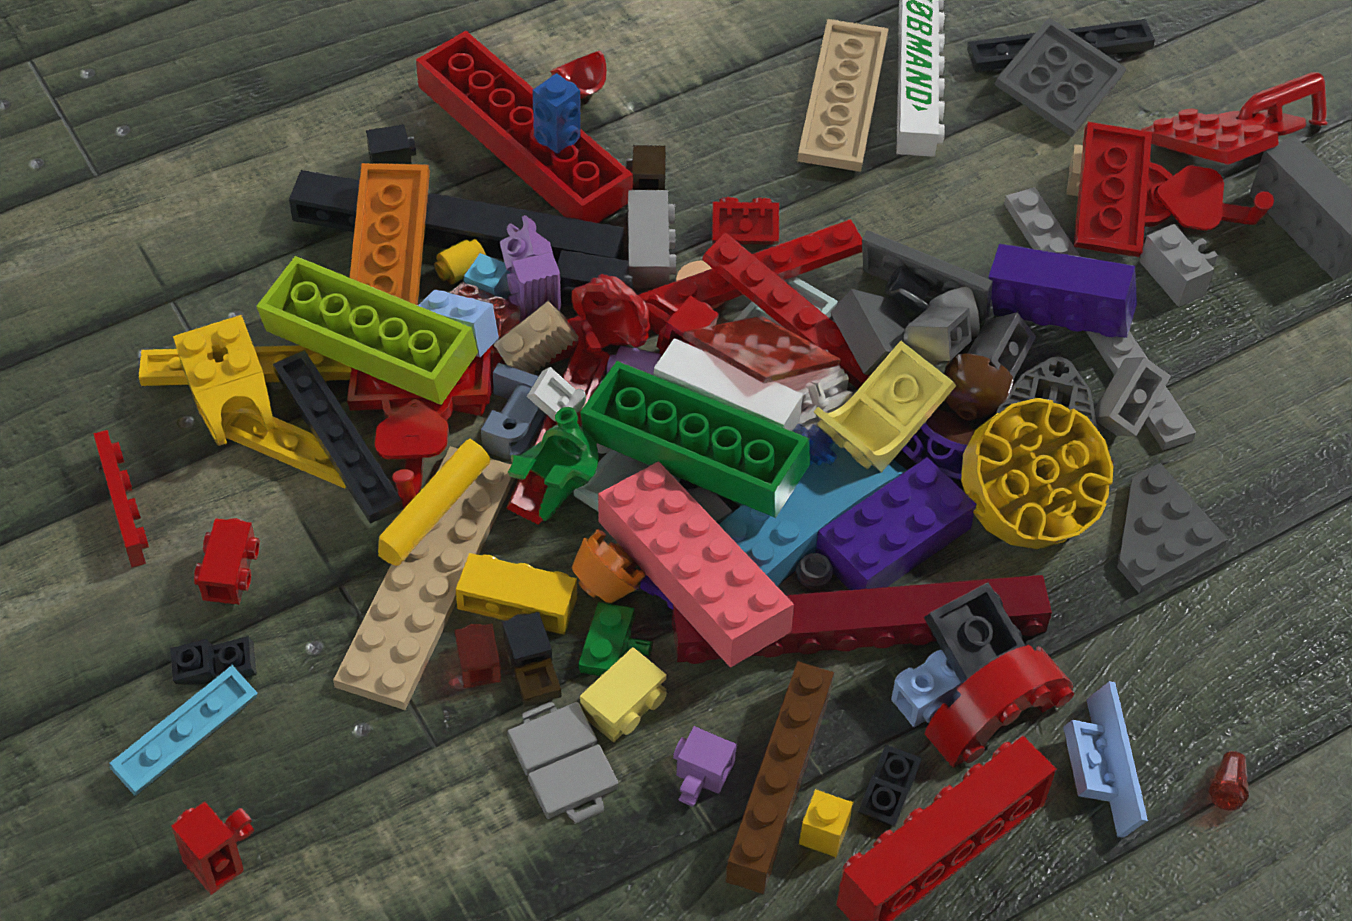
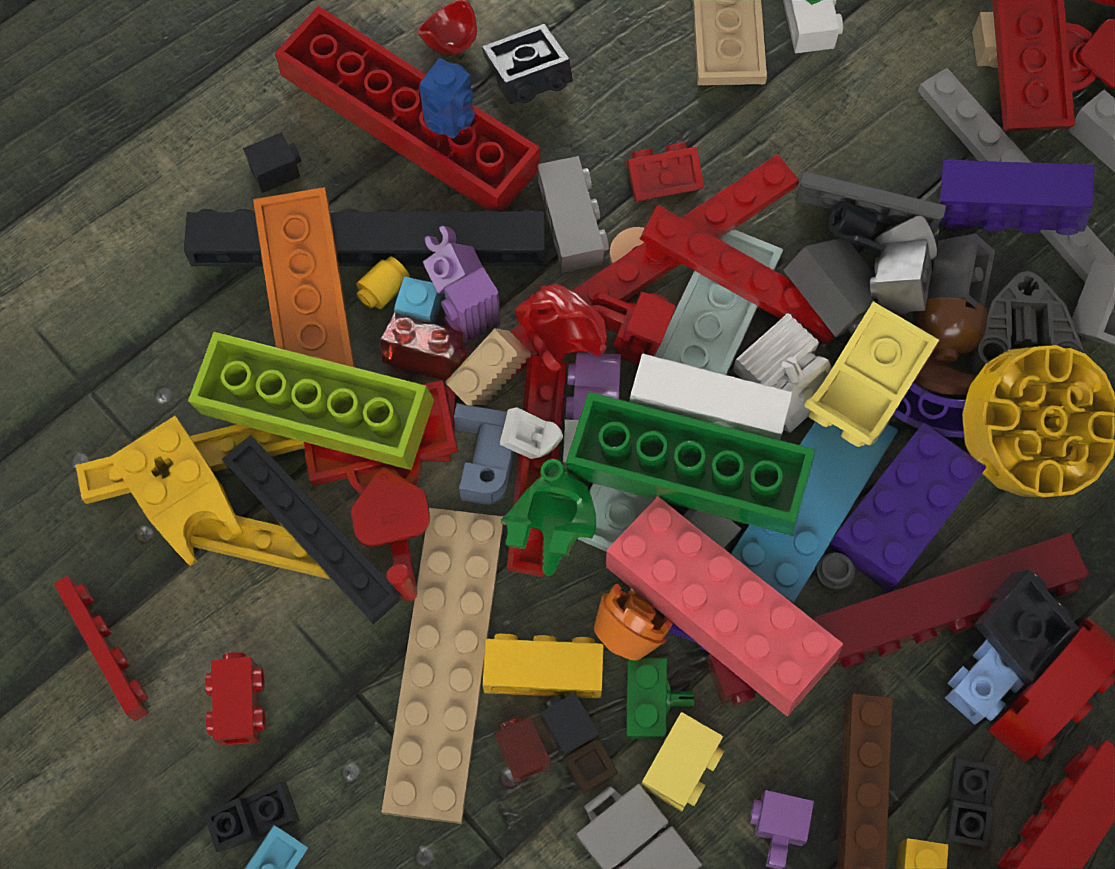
camera: 10 degrees left, 15 degrees up
(432, 502) = (434, 589): yellow brick -> none
(468, 311) = (406, 361): light blue brick -> none
(579, 269) = (523, 274): black brick -> none
(644, 115) = (528, 64): none -> black plate
(648, 167) = (549, 130): dark brown brick -> none
(761, 349) = (730, 338): clear red piece -> none
(818, 444) = (810, 435): clear blue plate -> none

